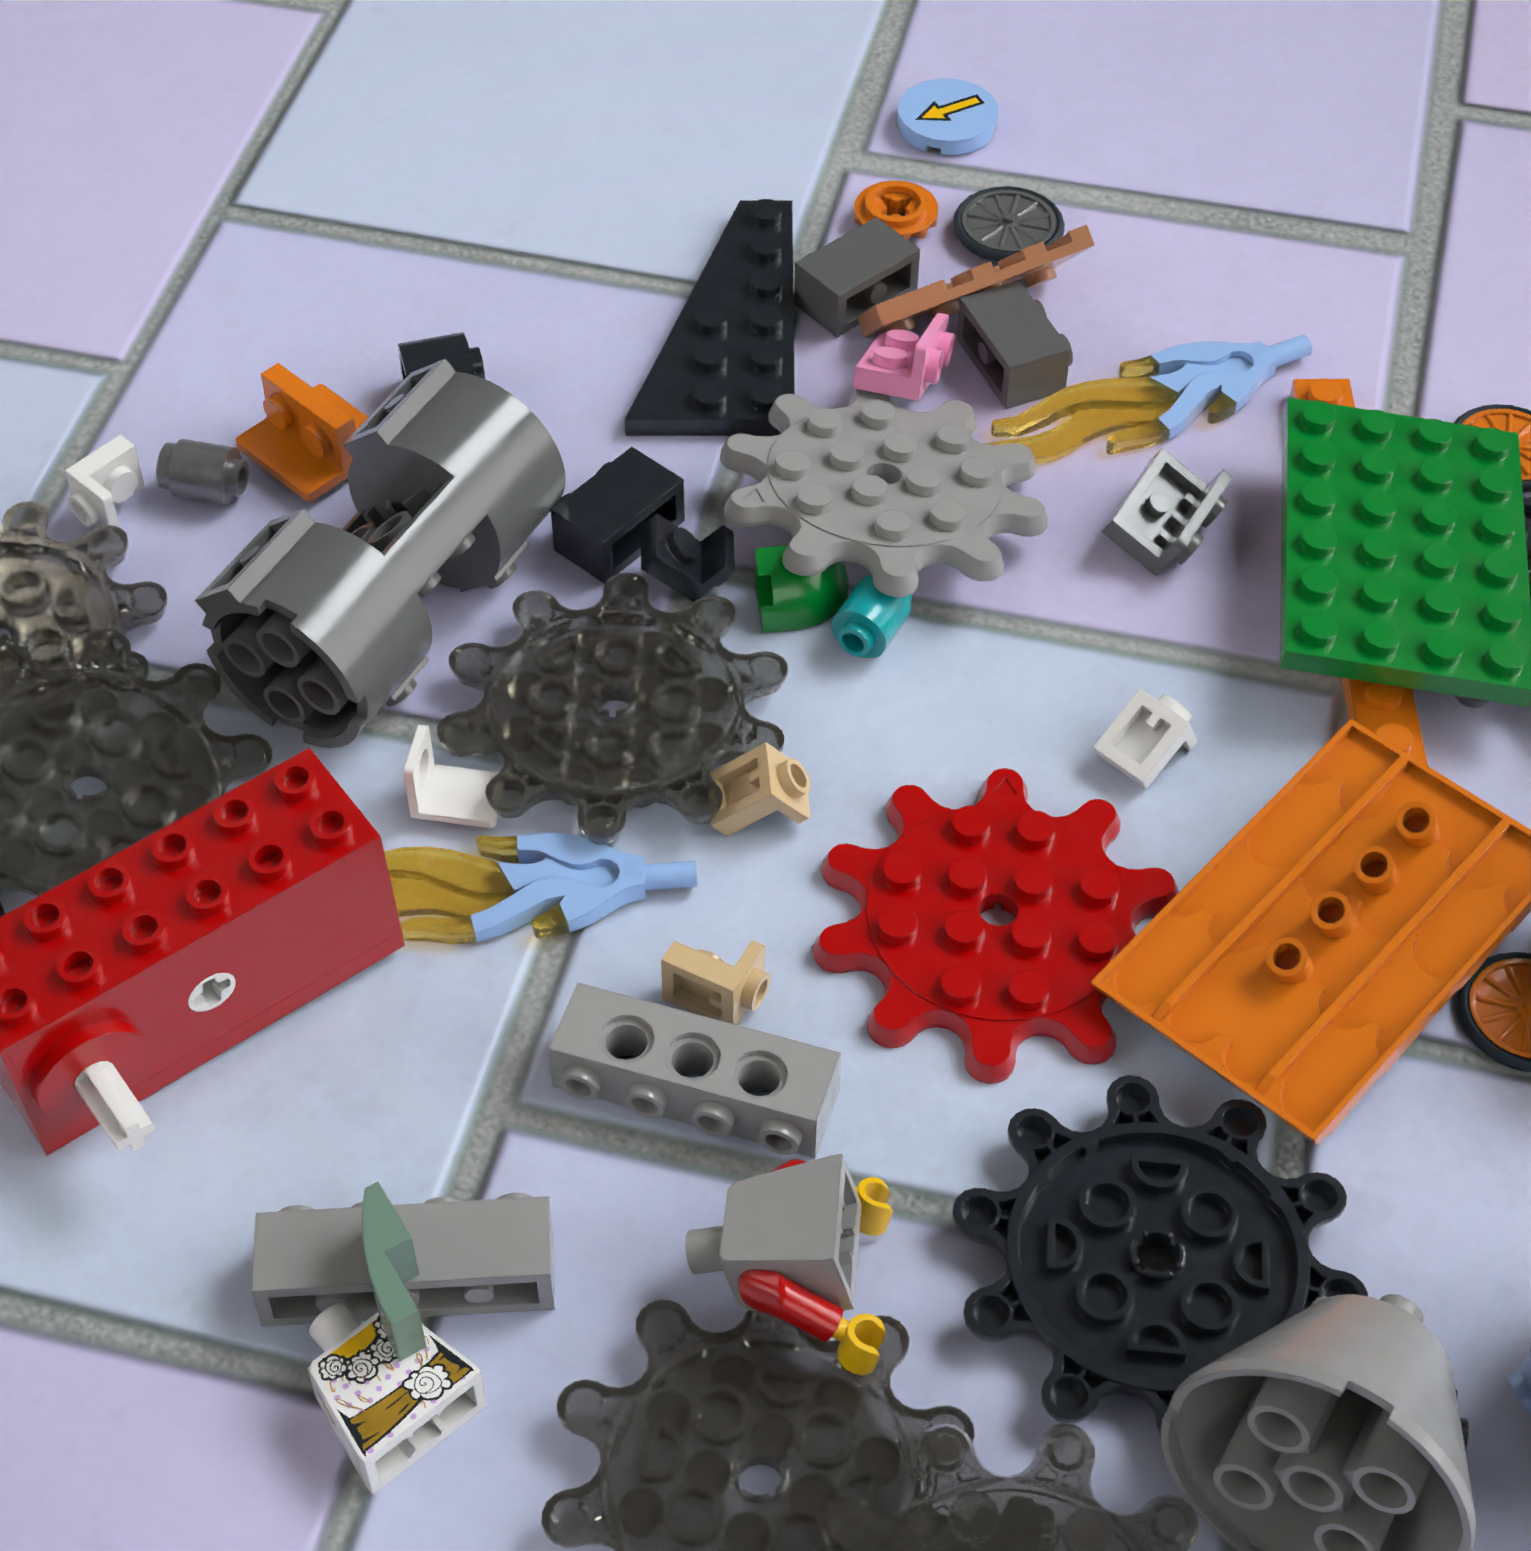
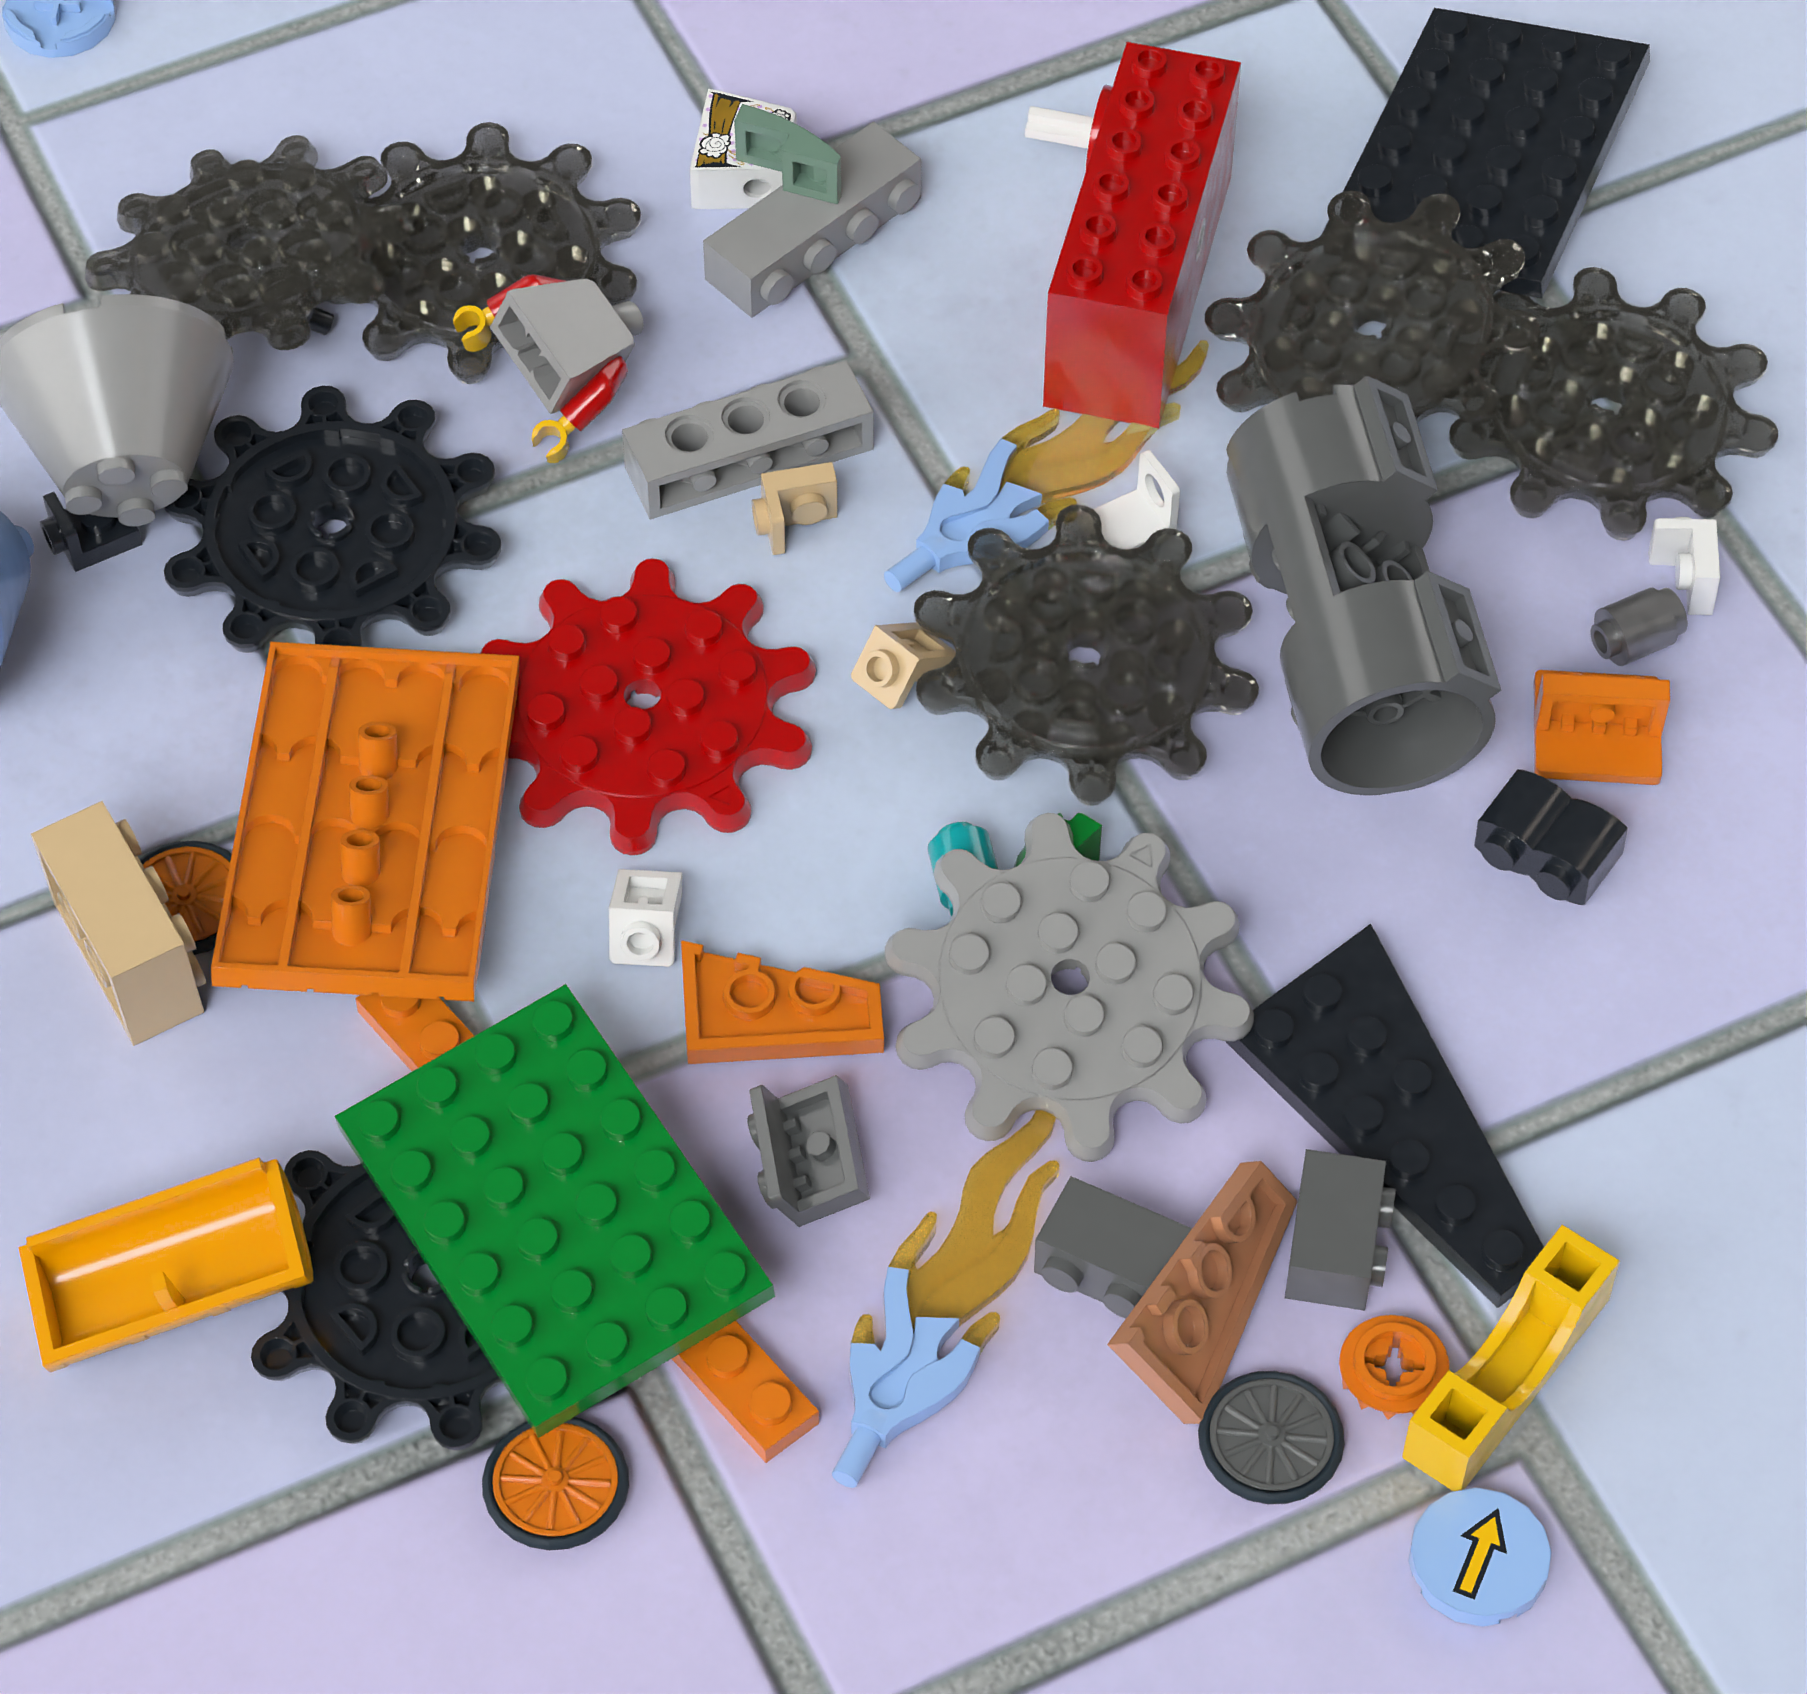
camera: 140 degrees right, 5 degrees up
(604, 516) = (1268, 819): black brick -> none
(682, 560) = (1170, 806): black bracket -> none
(894, 145) = (1485, 1398): none -> yellow arch
(903, 363) = (1183, 1139): bright pink bracket -> none
(1107, 617) = (773, 1013): none -> orange wing

